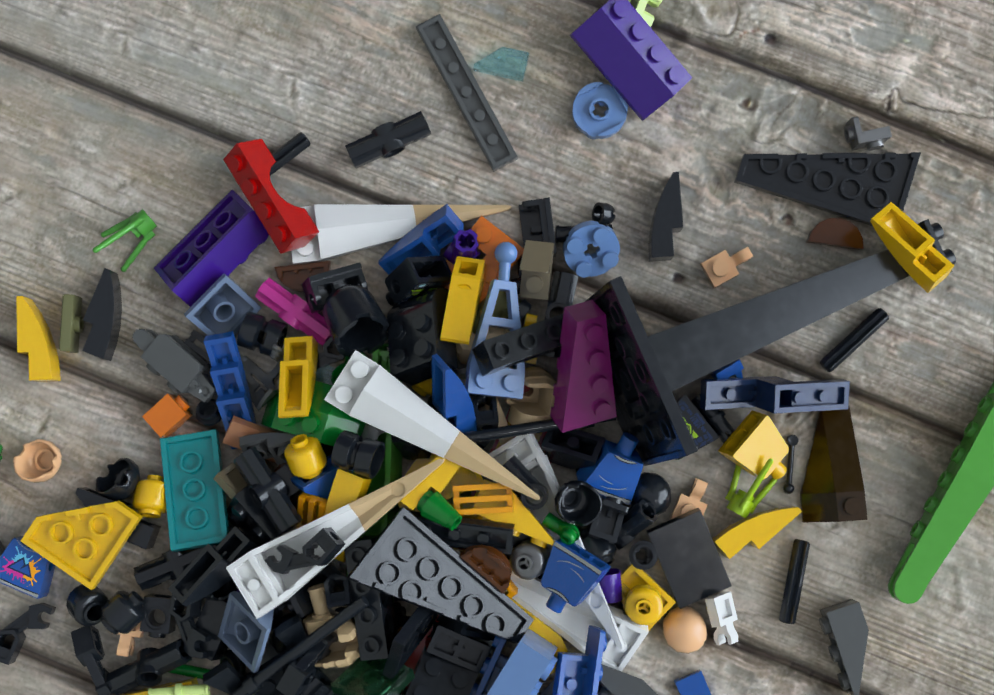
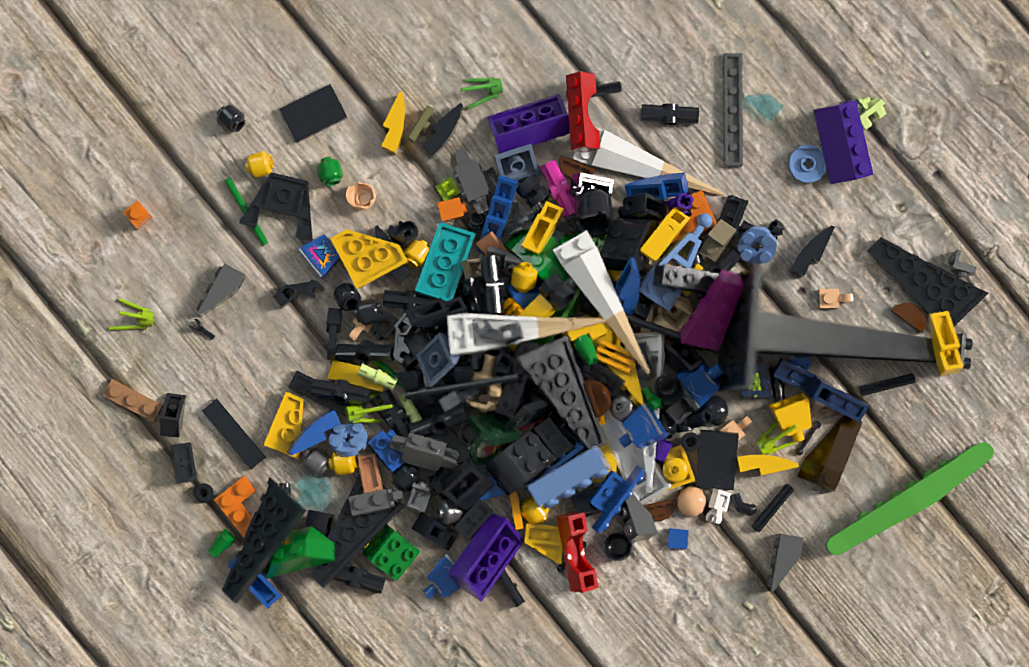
camera: 25 degrees right, 0 degrees up
(150, 389) = (448, 189): none -> lime tile
(650, 663) = (662, 509): none -> reddish brown tile
(756, 602) = (742, 507): none -> black arm

